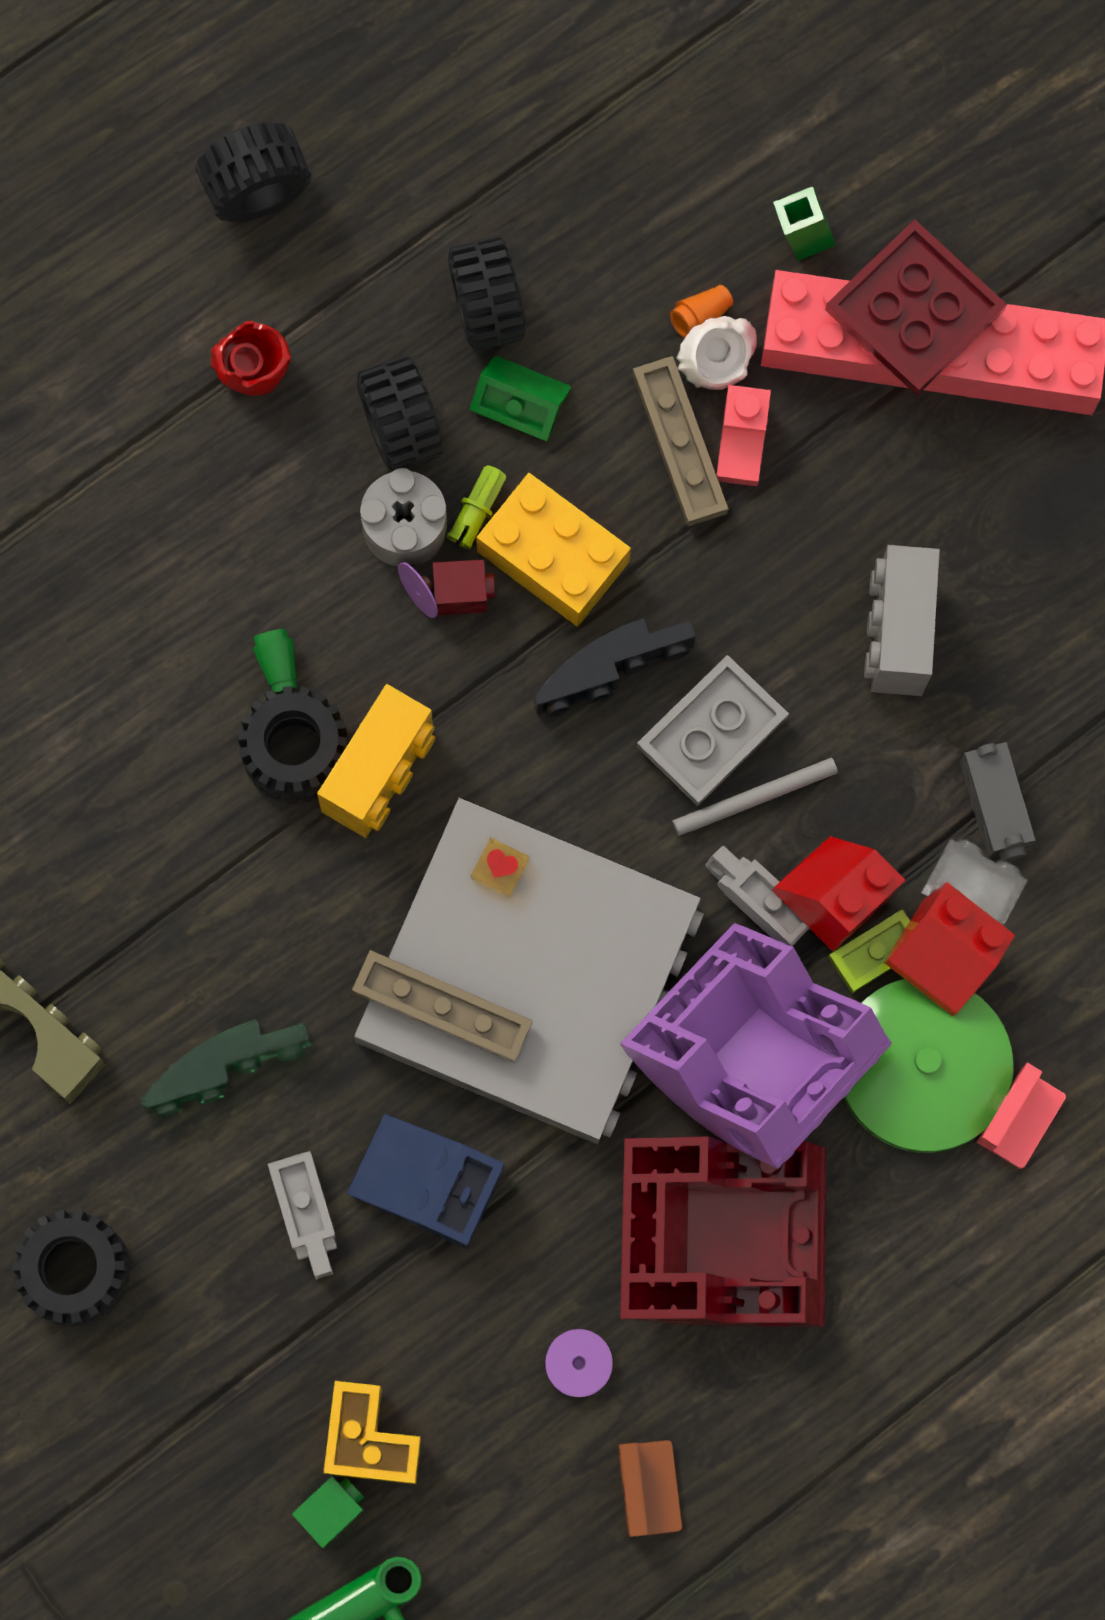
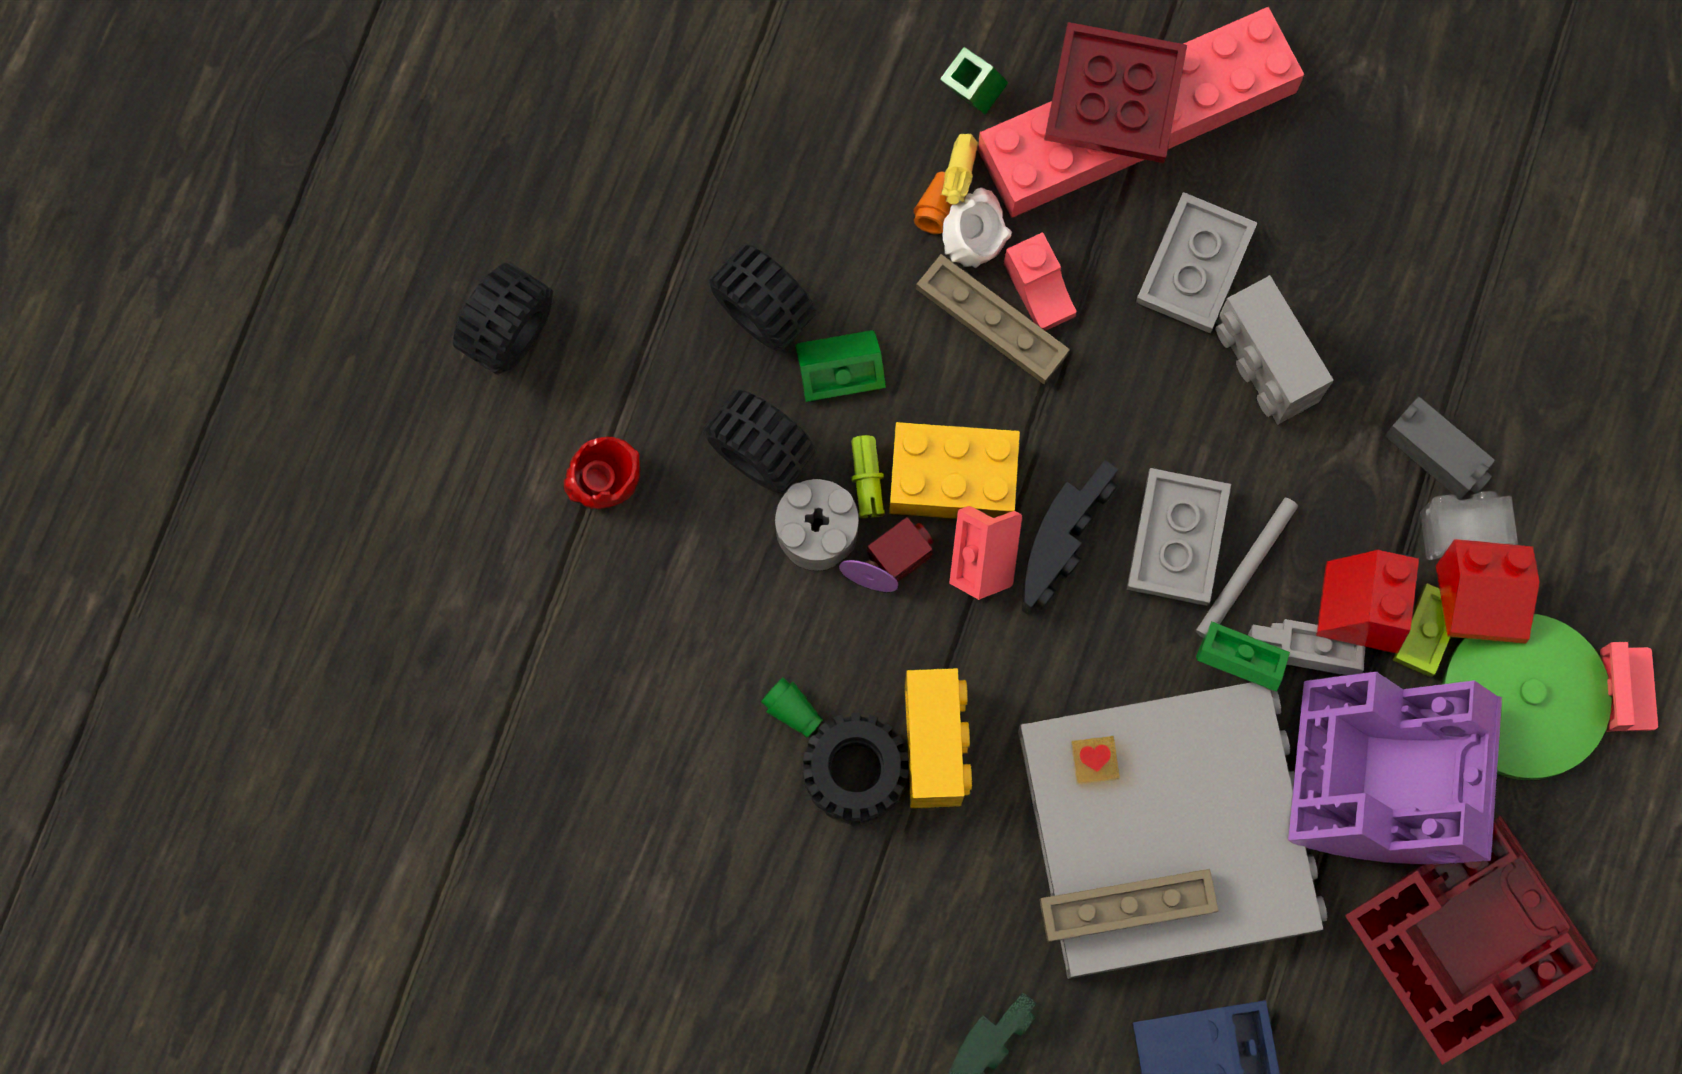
camera: 30 degrees left, 0 degrees up
(531, 633) = (984, 552): none -> coral panel
(692, 865) = (1243, 656): none -> green panel
(735, 294) = (959, 173): none -> light yellow piece
(894, 503) = (1196, 262): none -> light grey plate

